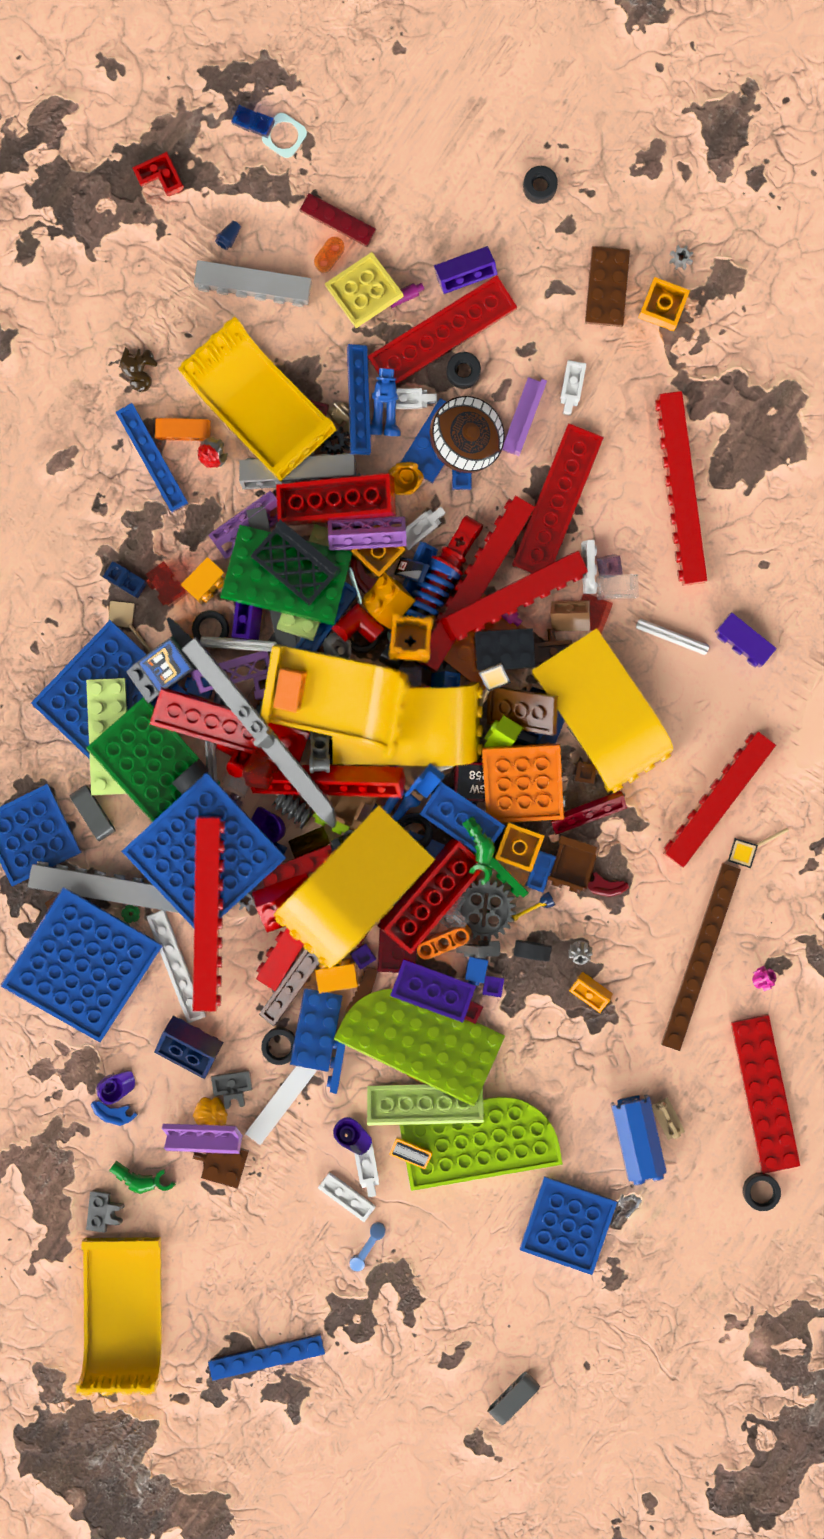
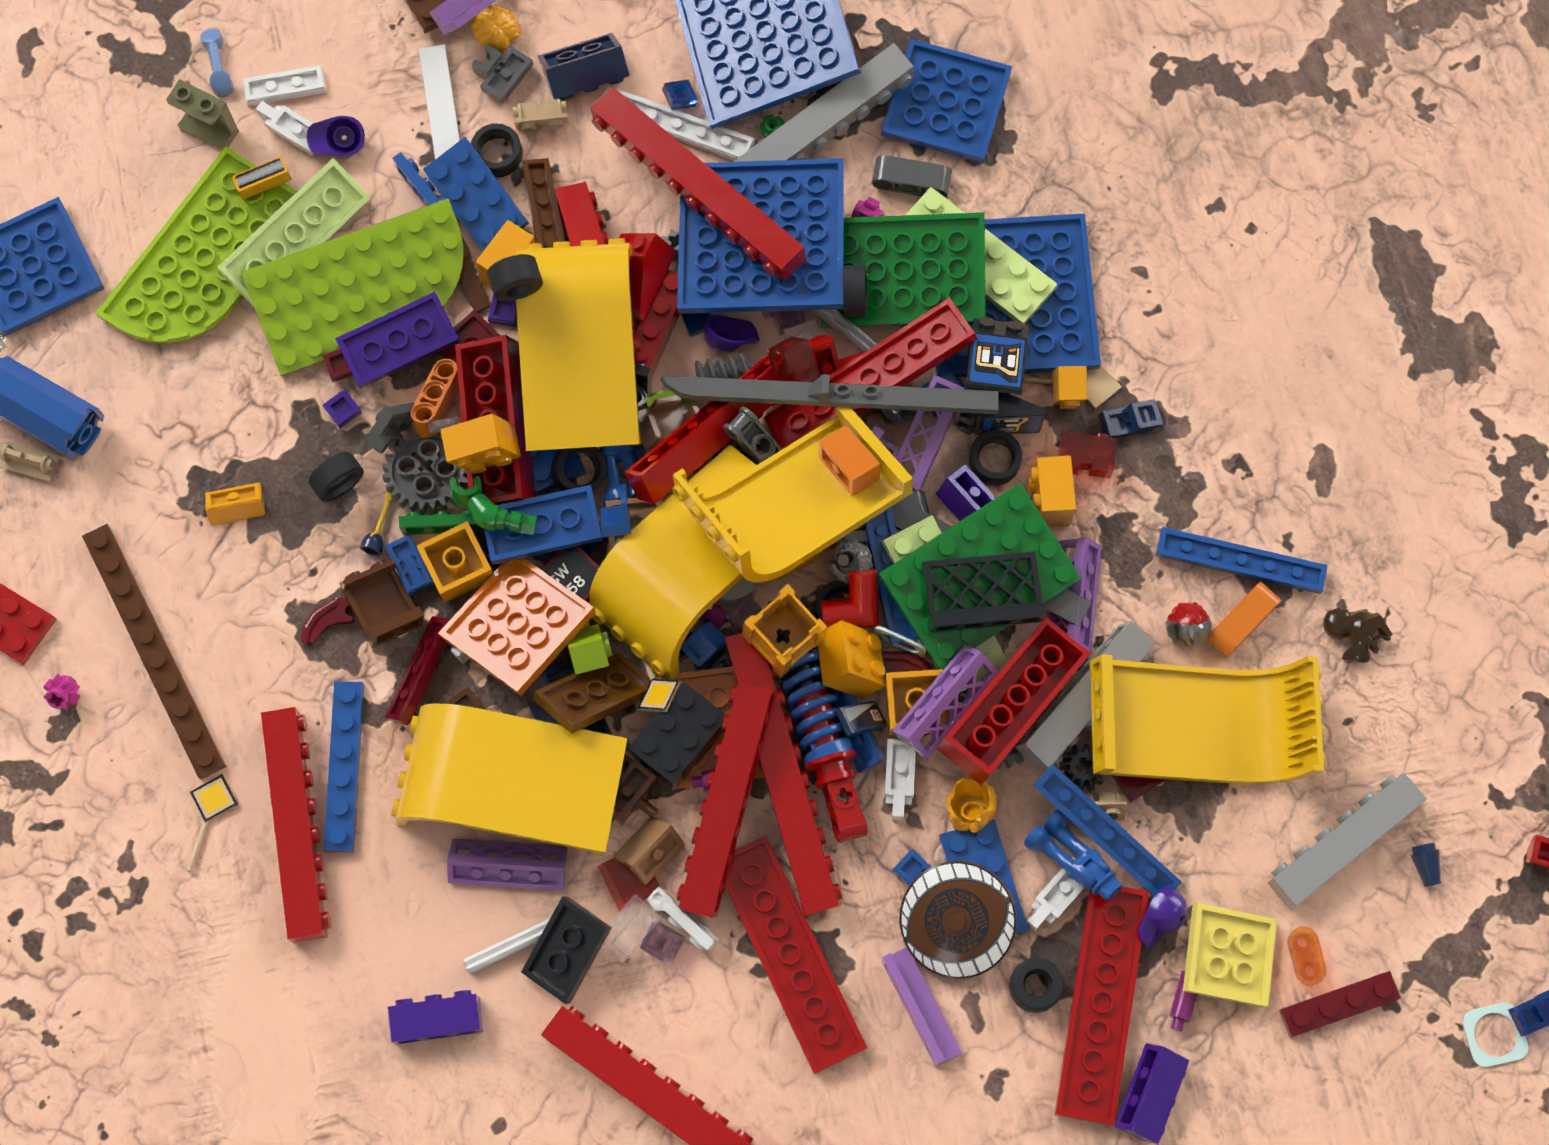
camera: 135 degrees right, 15 degrees down
(135, 816) = (867, 209): none -> dark pink gear
(139, 622) = (1069, 386): none -> light orange brick
(158, 979) = (679, 94): none -> clear blue plate
(241, 644) = (951, 464): white axle -> none
(244, 1046) = (550, 115): none -> tan hinge
(309, 842) = (673, 355): dark brown plate -> none
(359, 939) = (514, 277): none -> black tyre
(373, 337) = (1164, 915): none -> dark purple cap
(407, 1217) = (204, 115): none -> olive panel
(454, 883) = (480, 443): none -> light orange brick
(476, 970) = (371, 400): blue brick -> none
(572, 385) = (906, 1095): white hinge -> none
(580, 952) = (285, 526): light grey gear -> none
(648, 677) = (506, 868): none -> medium lavender fence
(656, 607) = (566, 949): none -> black plate
(668, 804) = (343, 767): none -> blue plate

